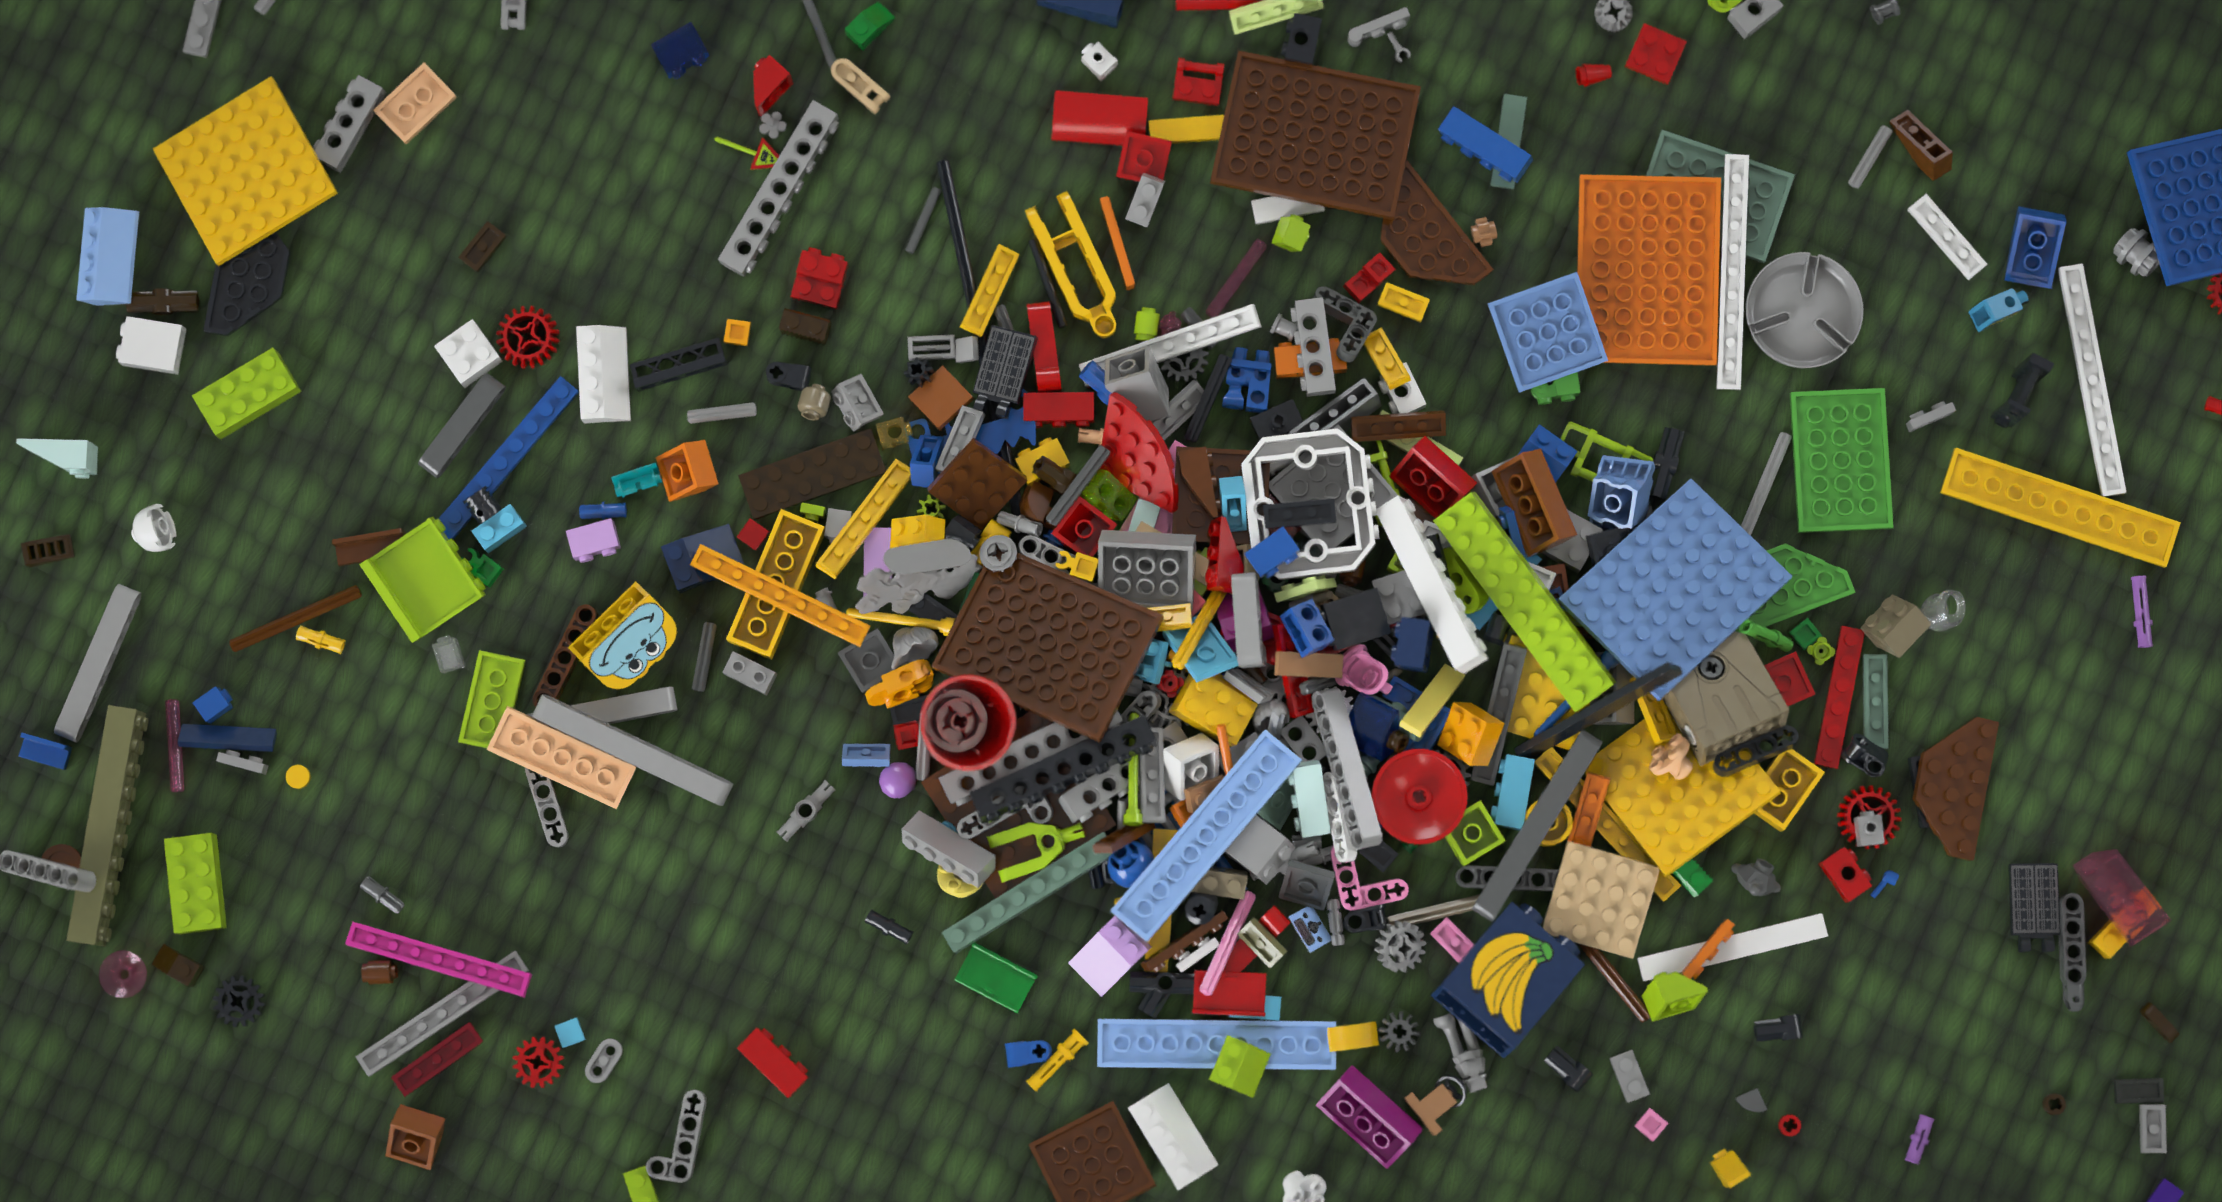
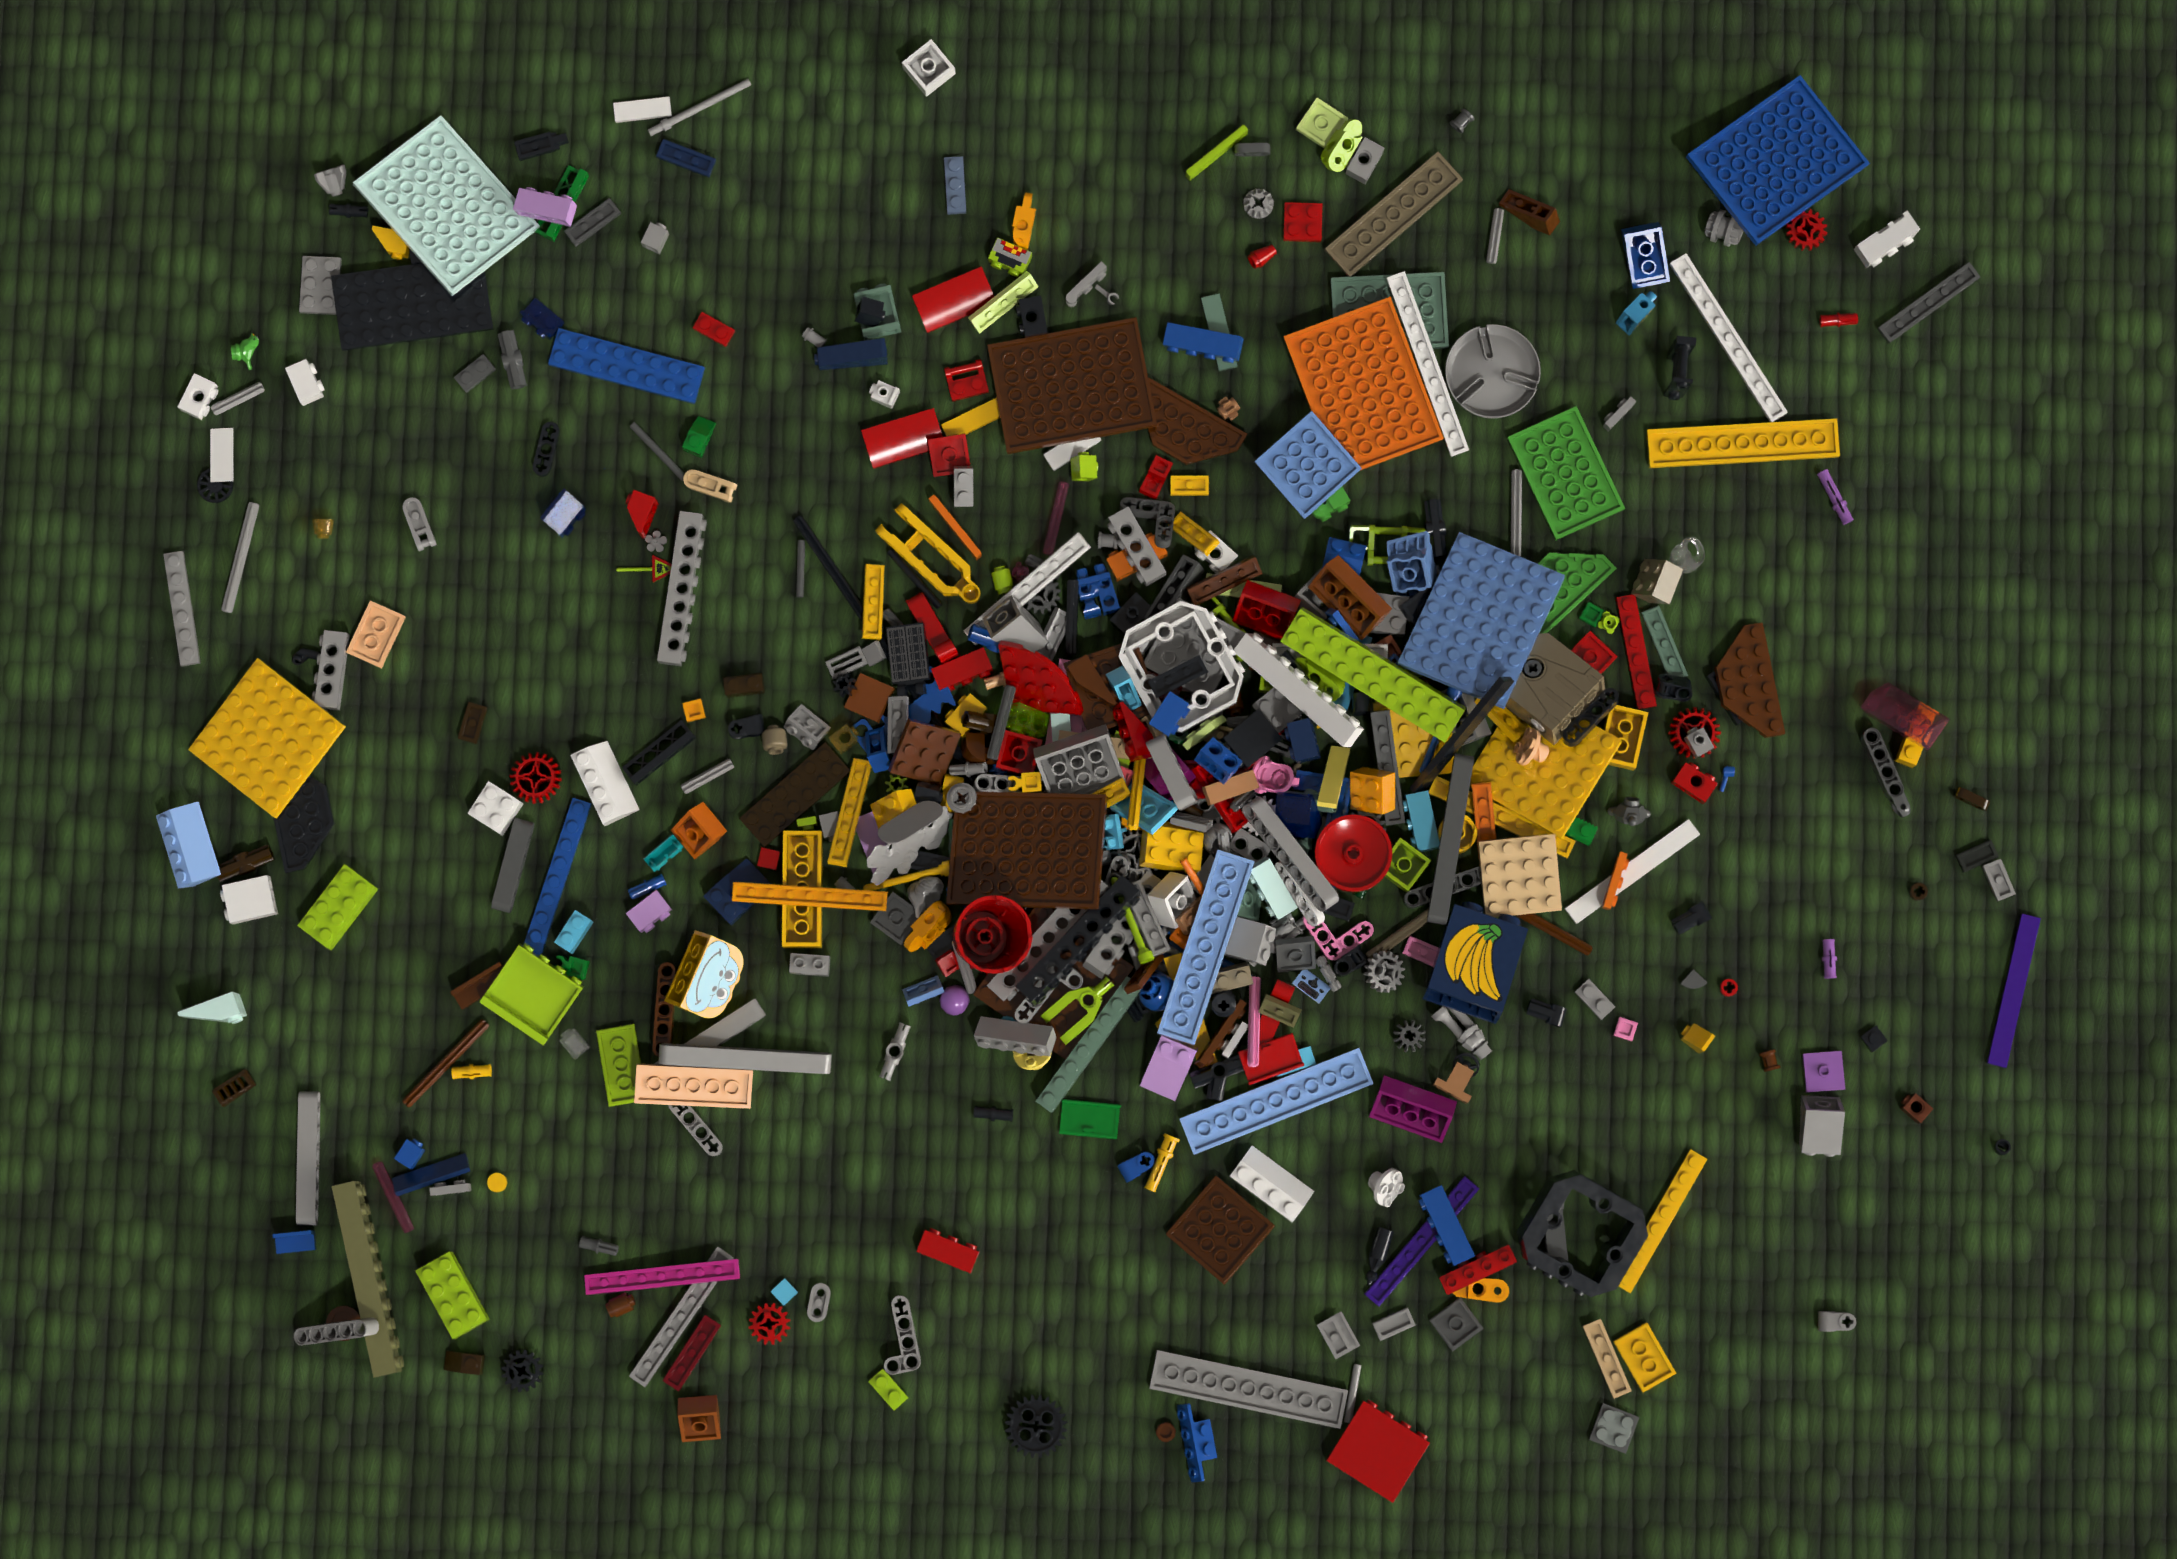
camera: 25 degrees left, 0 degrees up
(111, 971) = (415, 1388): clear pink dish -> none
(154, 529) = (309, 1039): white cylinder -> none
(325, 94) = (303, 655): none -> black arm
(482, 505) = (554, 919): black piece -> none
(704, 657) = (769, 965): dark grey axle -> none
(819, 278) = (740, 644): red plate -> none
(1164, 683) = (1136, 841): red plate -> none
(1240, 1066) = (1300, 1110): lime slope -> none
(1317, 598) = (1219, 732): piece -> none
(1352, 1036) = (1376, 1053): yellow slope -> none
(1398, 741) = (1320, 818): dark brown bush -> none
(1672, 995) = (1602, 925): lime slope -> none
(1763, 86) = (1393, 214): none -> dark tan plate
(1772, 638) = (1568, 627): bright green pin -> none
(1947, 236) = (1577, 273): white tile -> none
(2034, 904) = (1843, 748): black tile -> none

